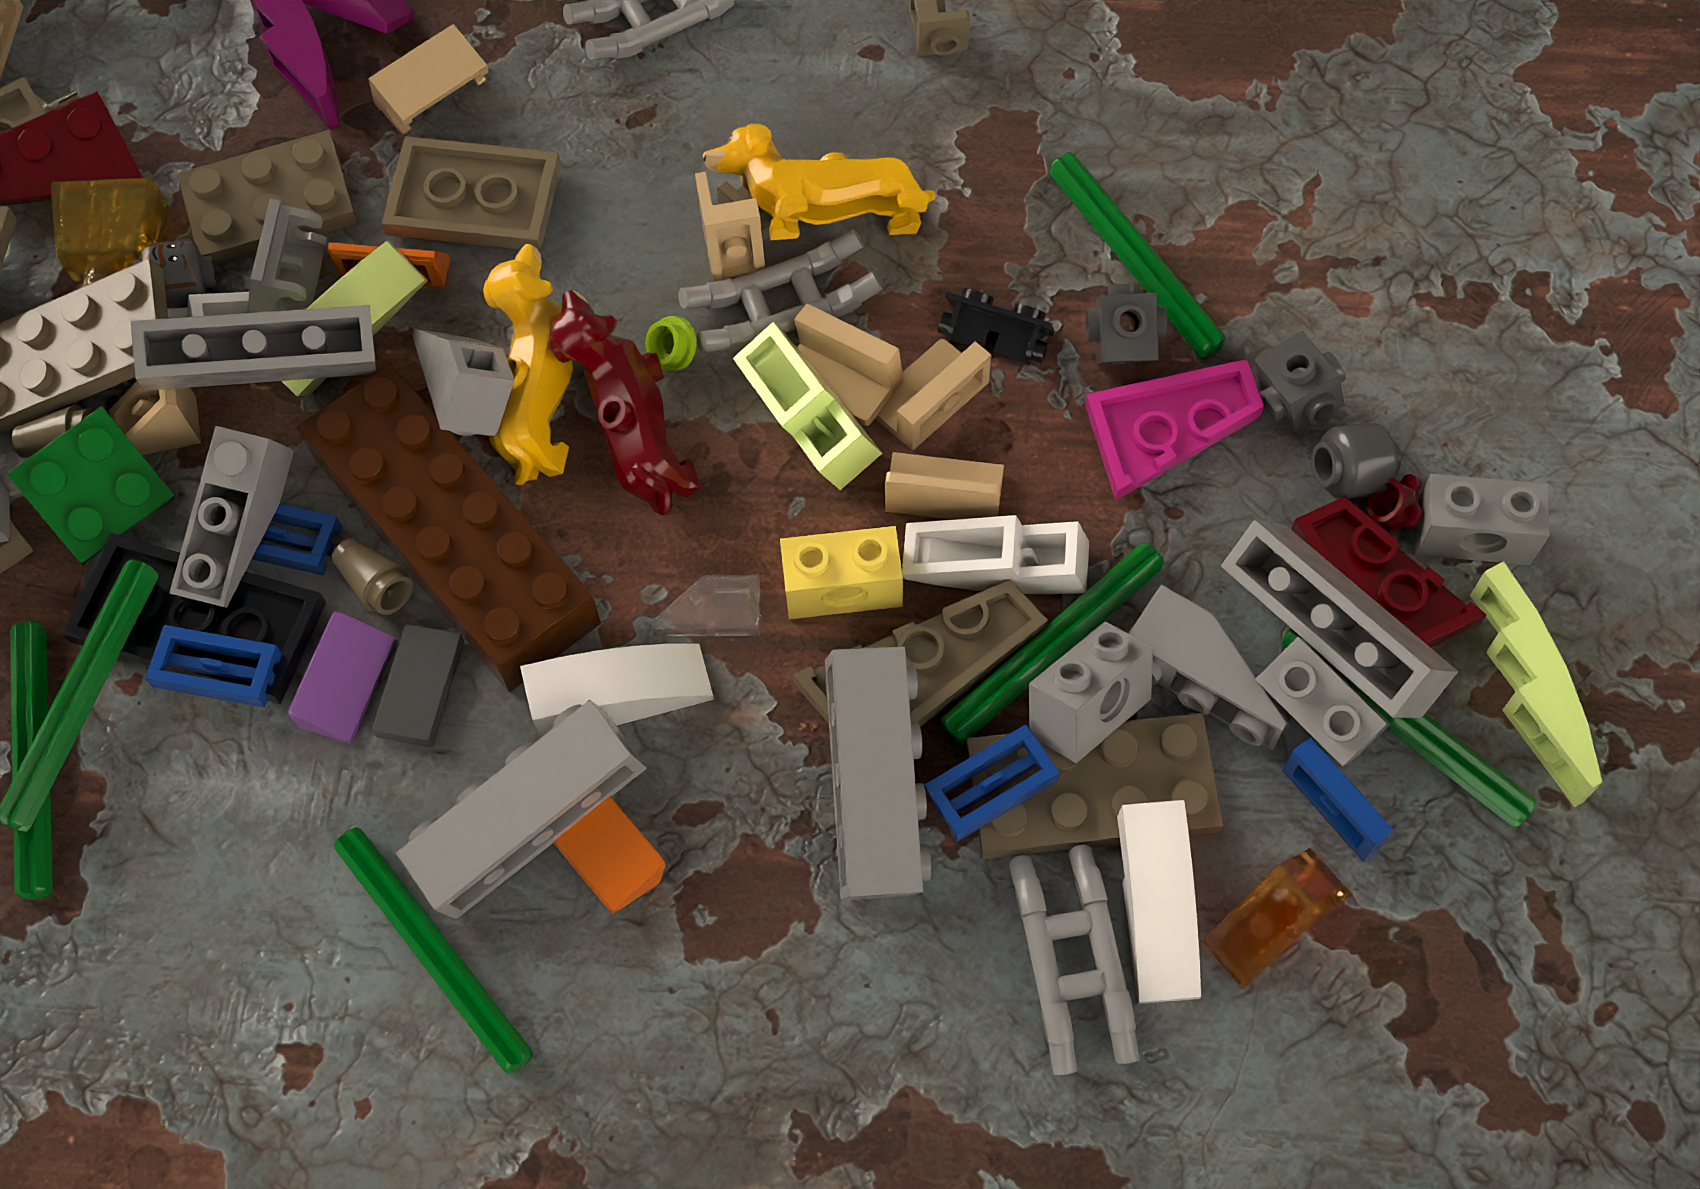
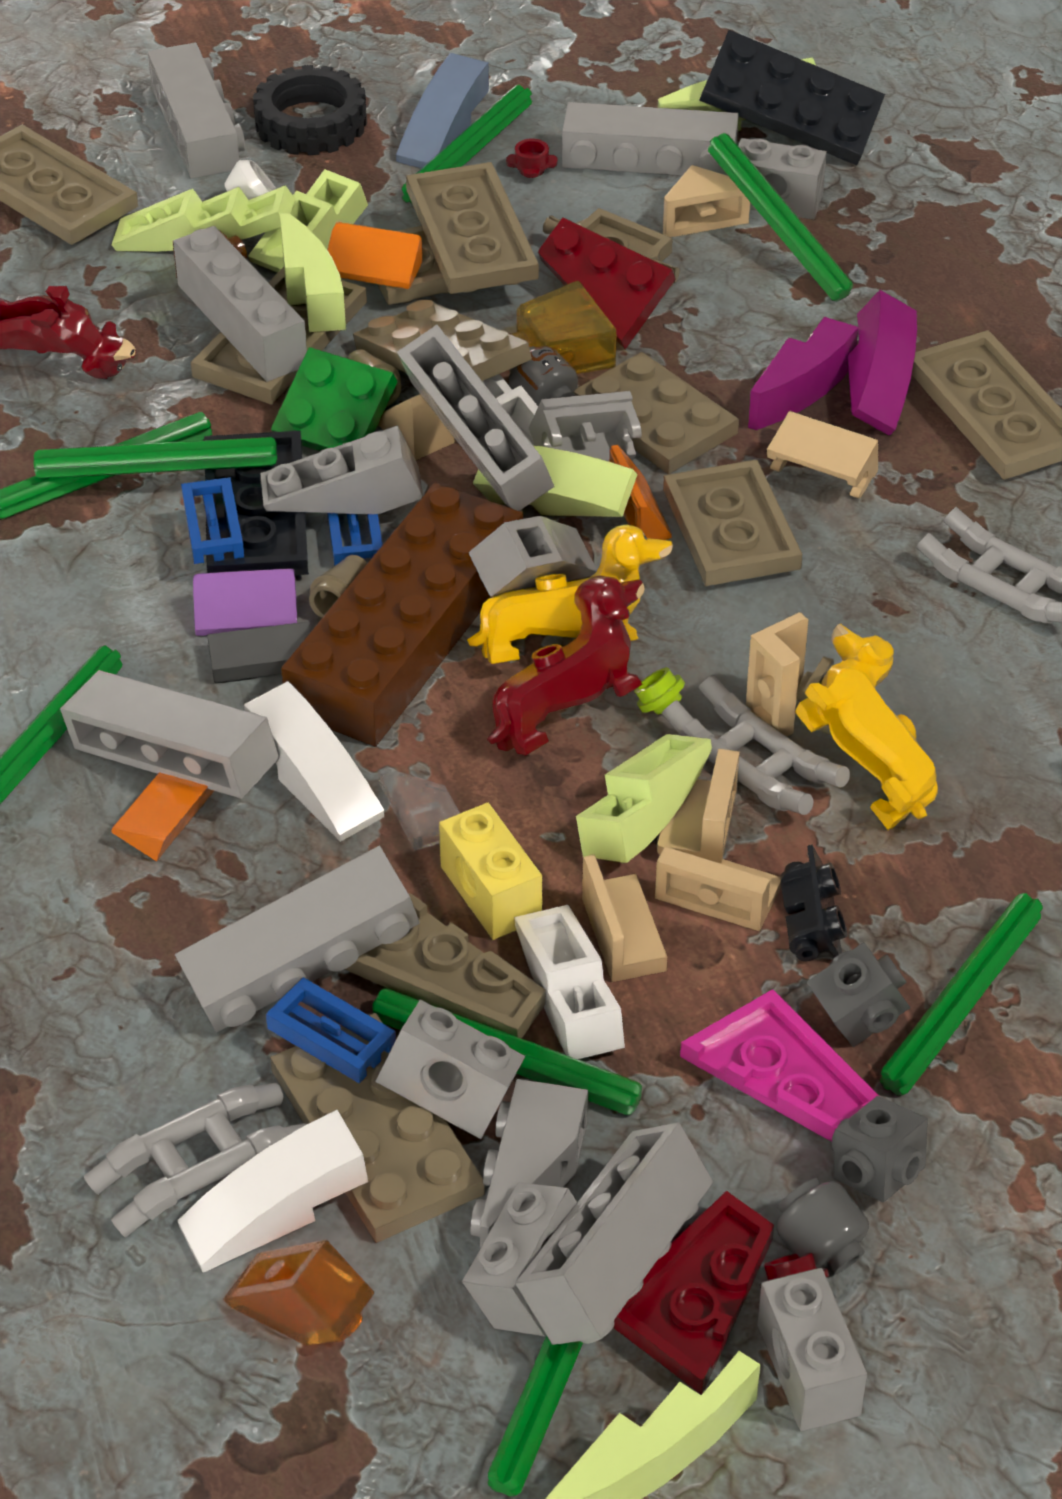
camera: 65 degrees right, 20 degrees down
(1337, 799) = (435, 1313): blue tile -> none

